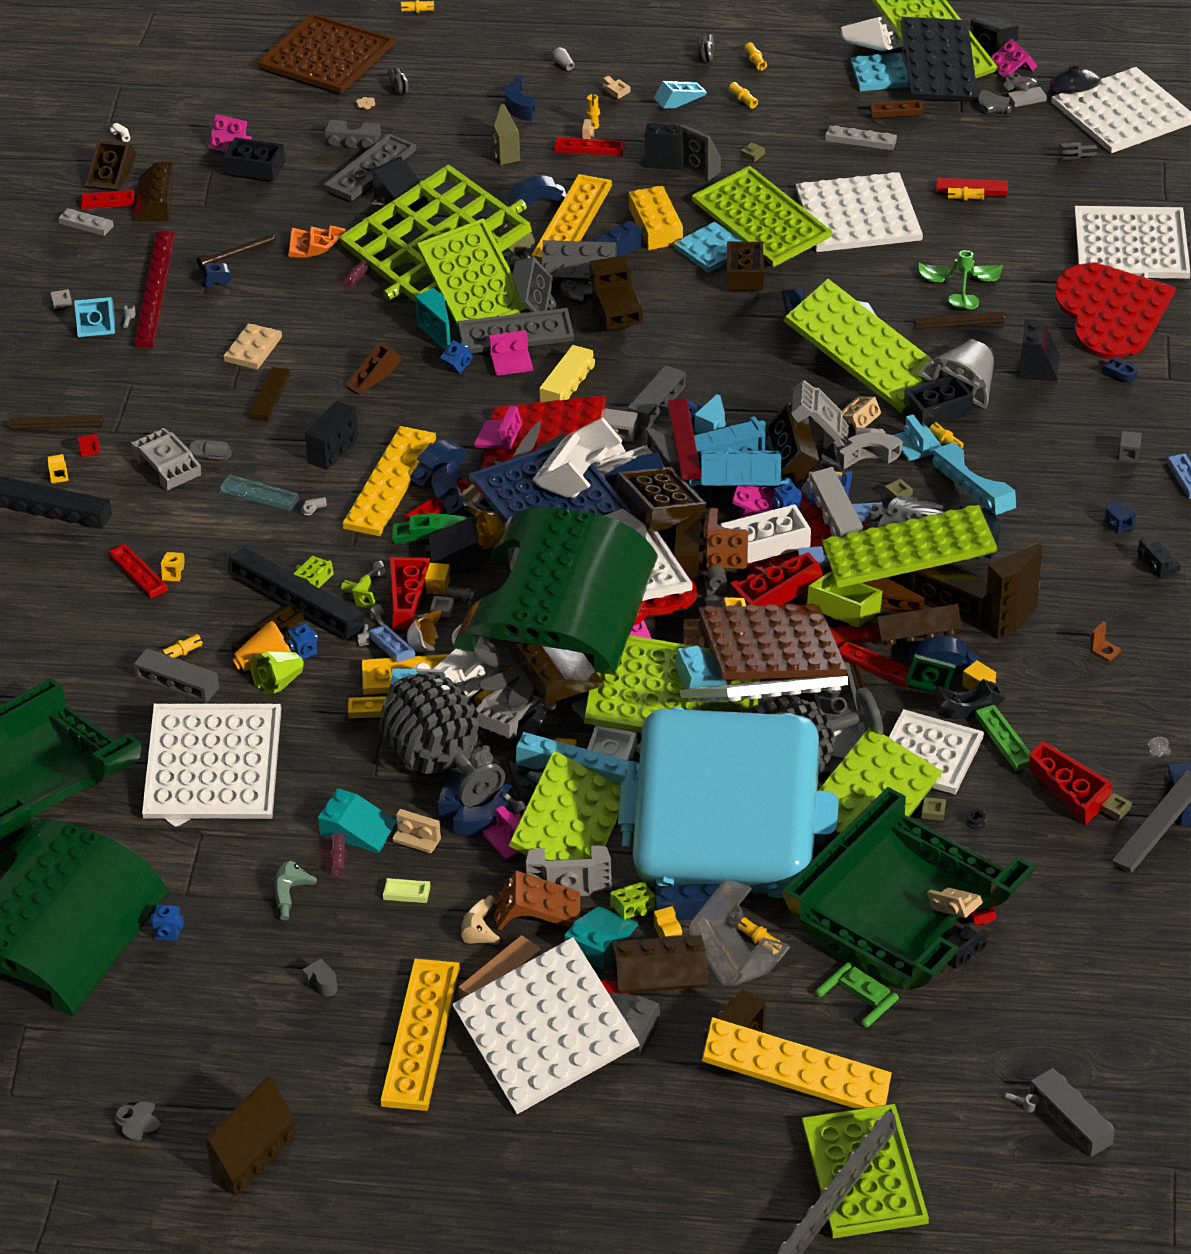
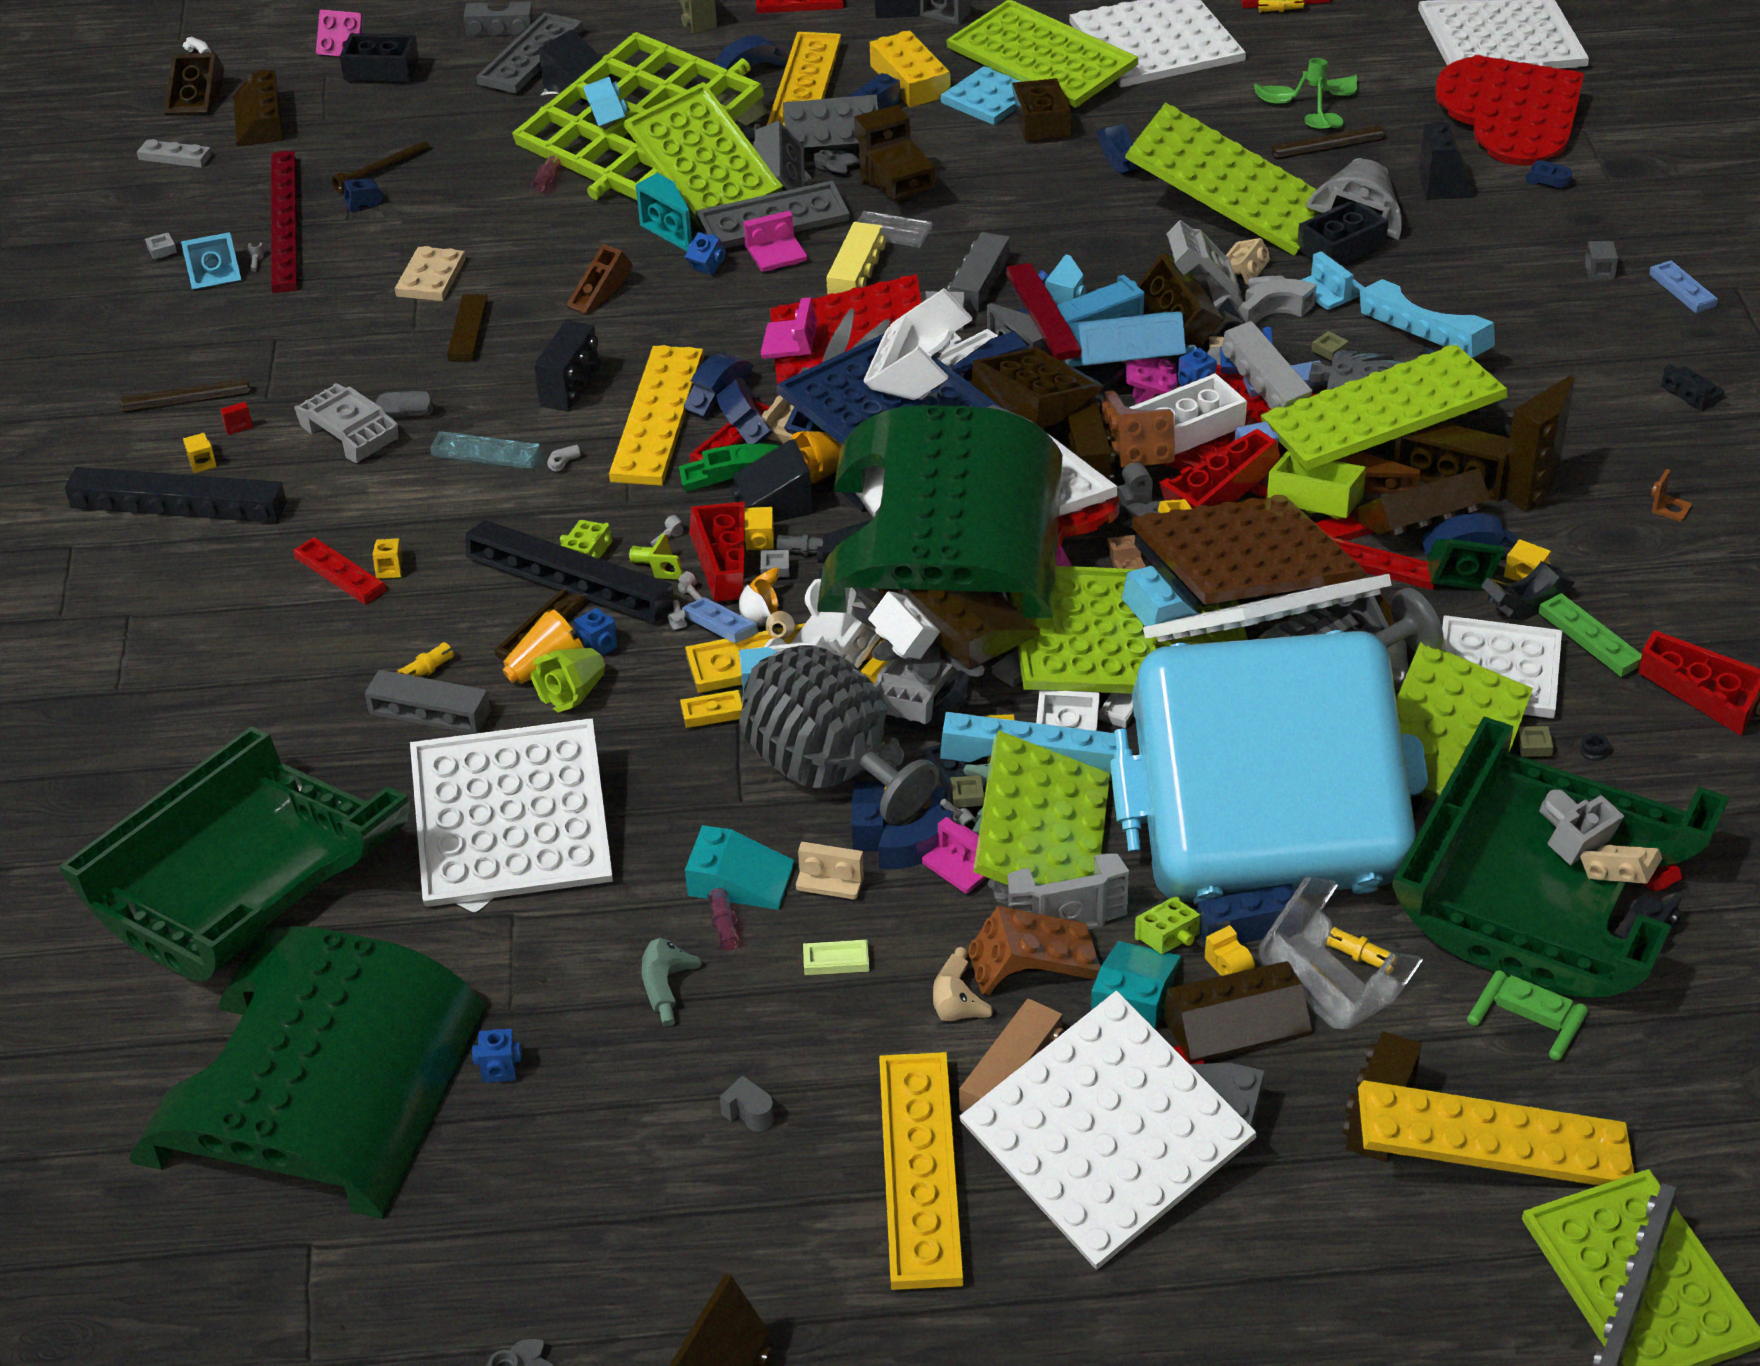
camera: 10 degrees left, 0 degrees up
(107, 199) = (197, 125): red tile -> none
(312, 242) = (479, 144): orange slope -> none
(410, 223) = (604, 101): none -> medium azure brick
(432, 651) = (785, 620): none -> tan cone
(508, 666) = (903, 625): none -> white brick
(524, 789) = (967, 791): none -> olive plate
(607, 353) = (899, 229): none -> clear piece
(934, 871) = (1579, 825): none -> light grey brick
(944, 436) = (1363, 275): yellow pin -> none
(1118, 517) = (1622, 344): dark blue leg -> none

